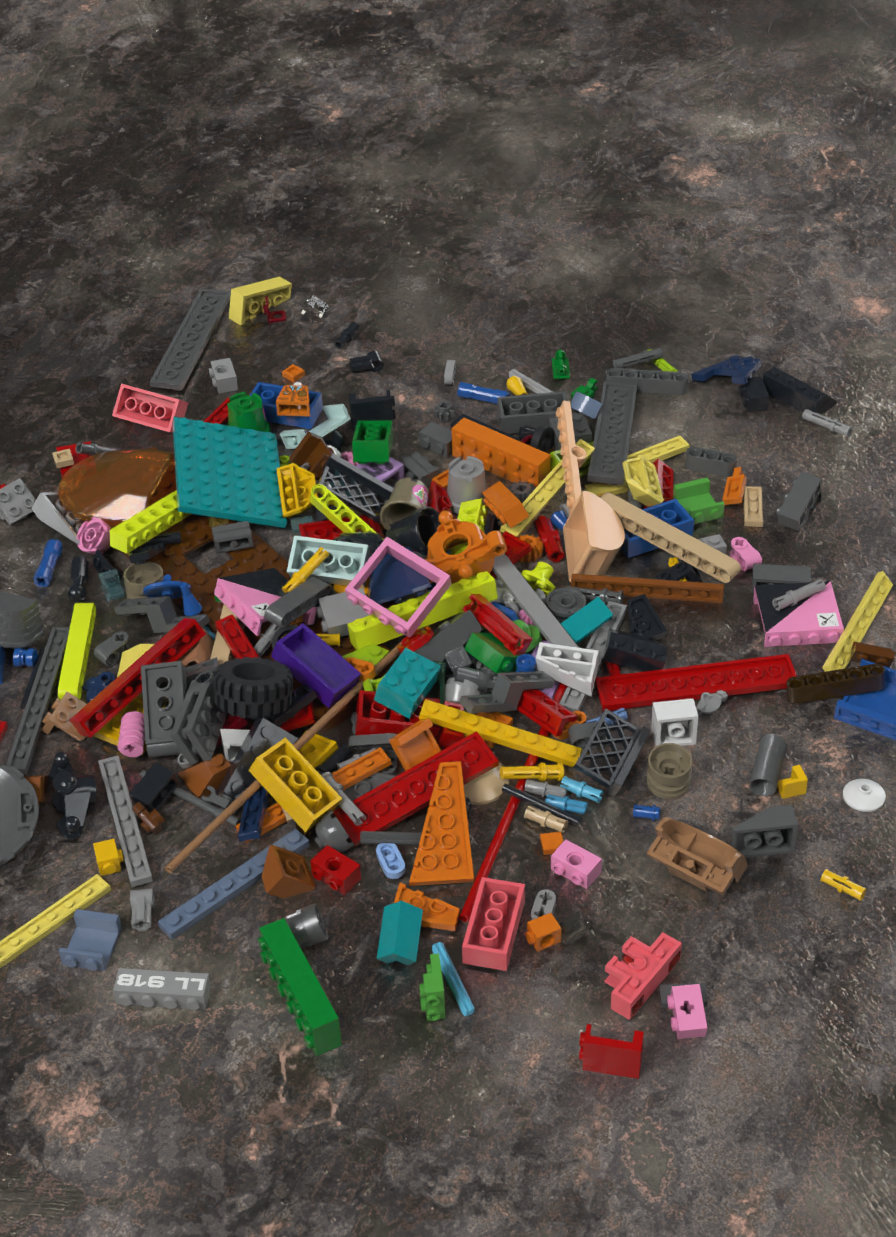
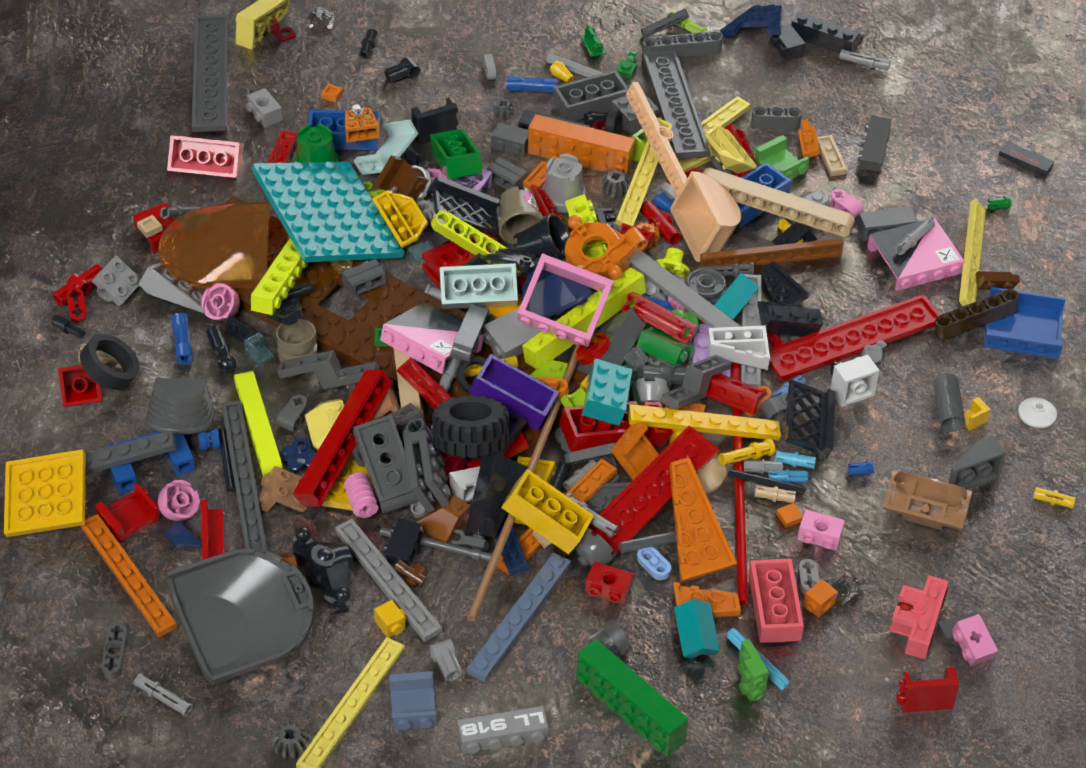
camera: 20 degrees left, 5 degrees up
(165, 588) = (328, 342): blue shield -> none
(190, 603) = (355, 354): blue cone -> none
(286, 873) = (565, 597): dark orange slope -> none
(307, 569) = (460, 307): yellow pin -> none
(504, 504) = (612, 196): orange brick -> none
(526, 663) = (699, 351): blue wheel -> none
(585, 405) = (646, 81): sand blue brick -> none
(669, 771) = (868, 426): dark tan wheel -> none

